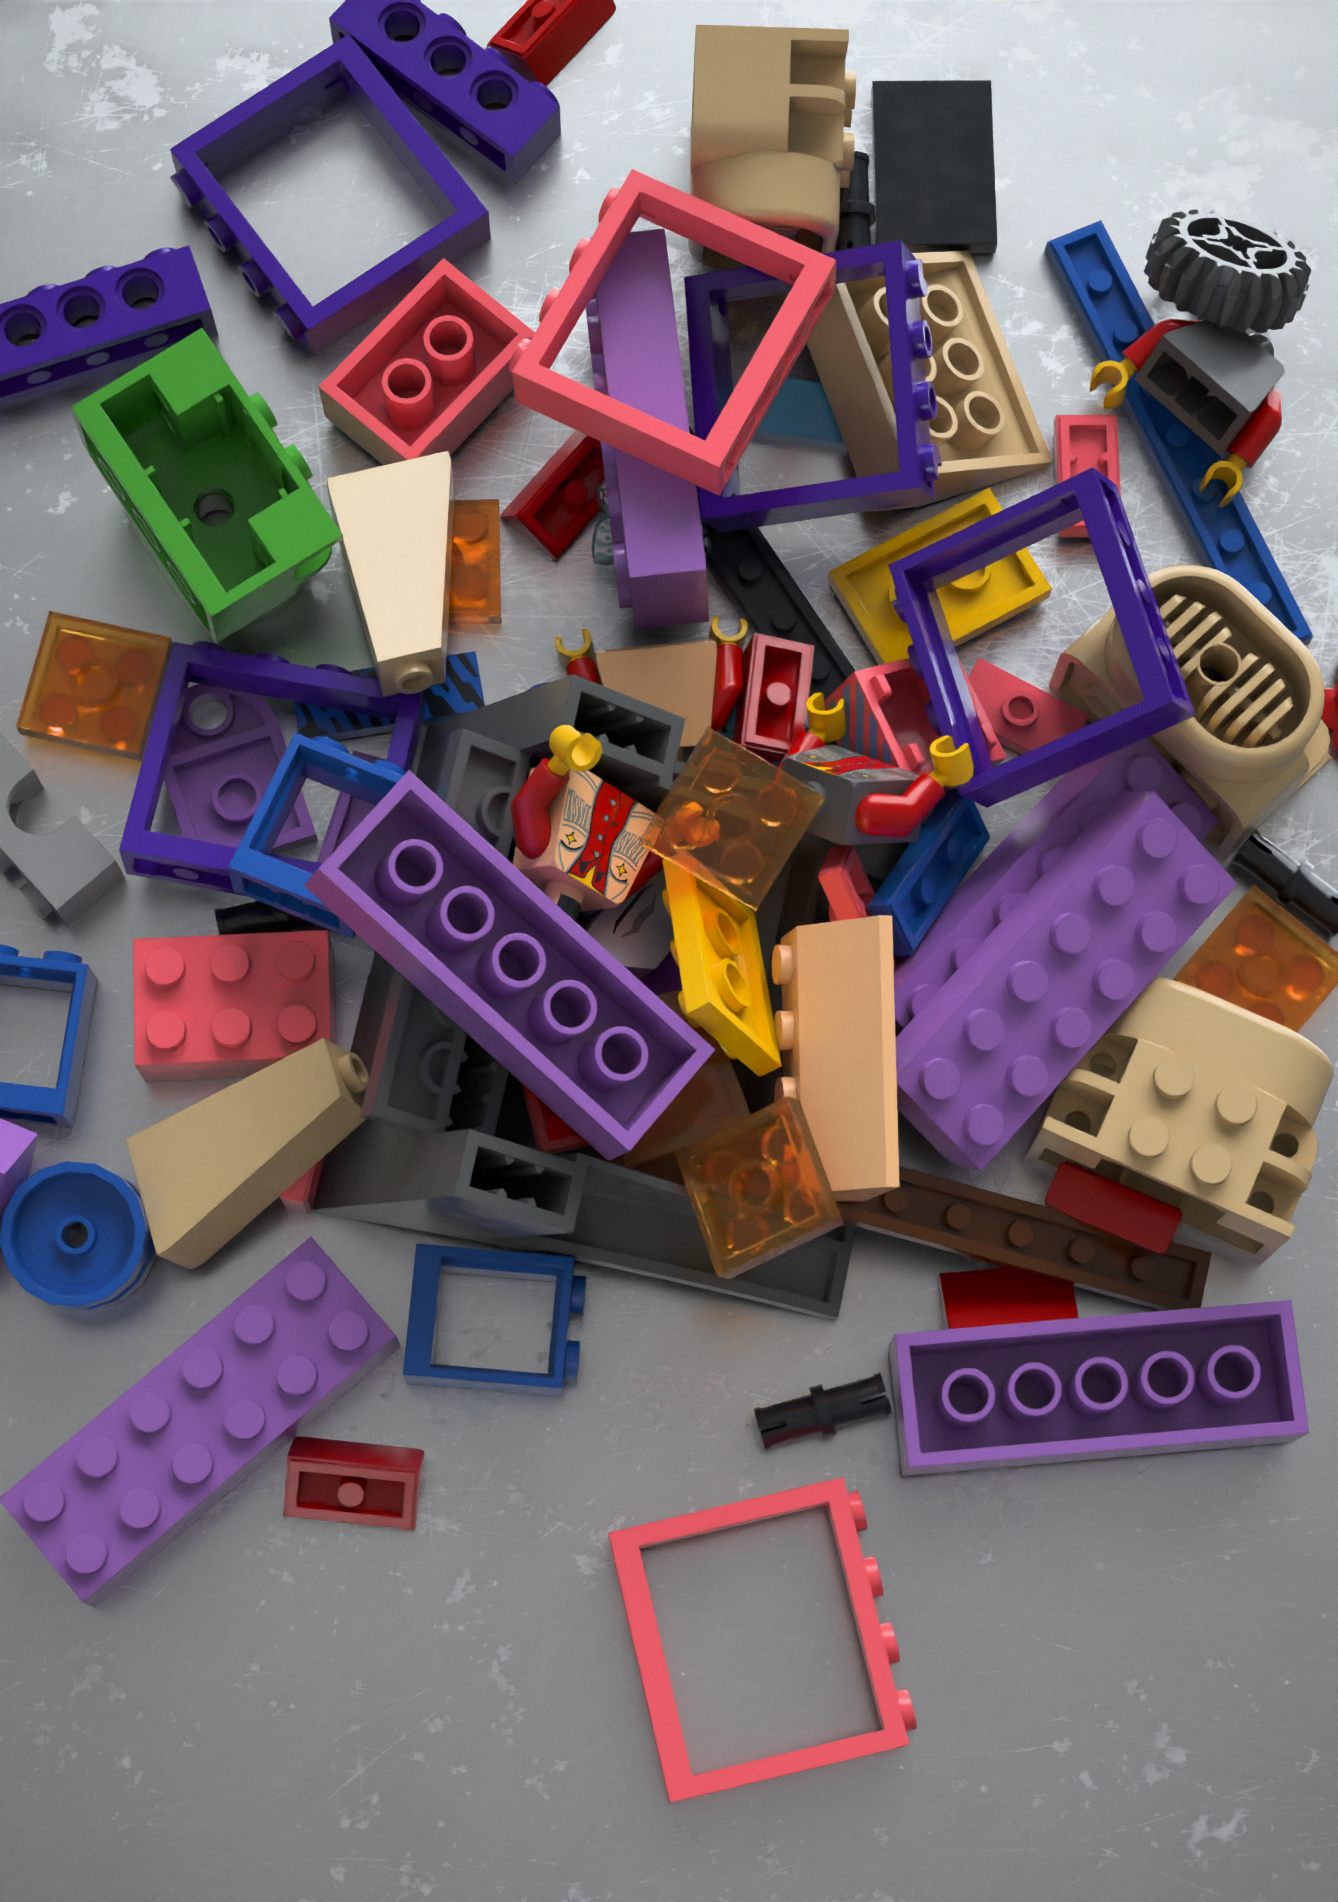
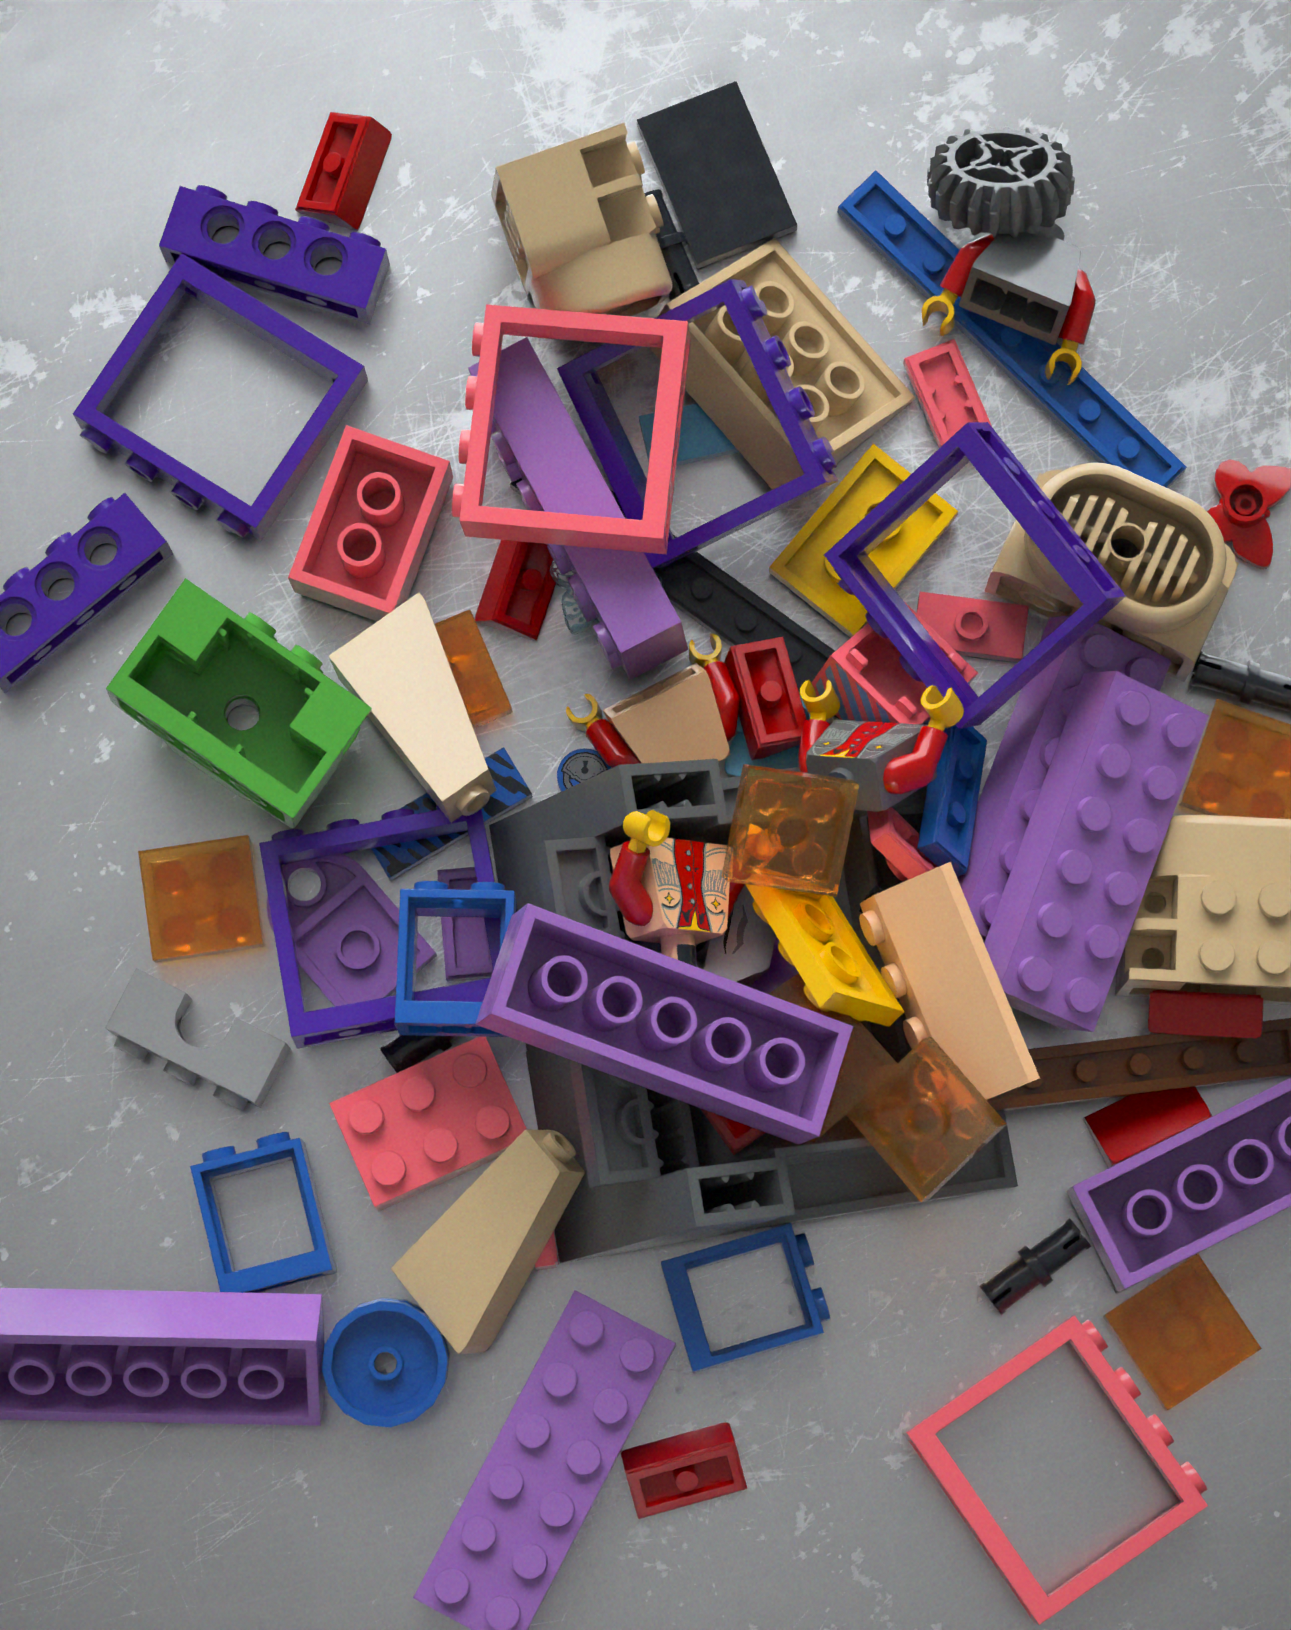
camera: 15 degrees left, 5 degrees up
(955, 1546) = (1181, 1332): none -> clear orange plate

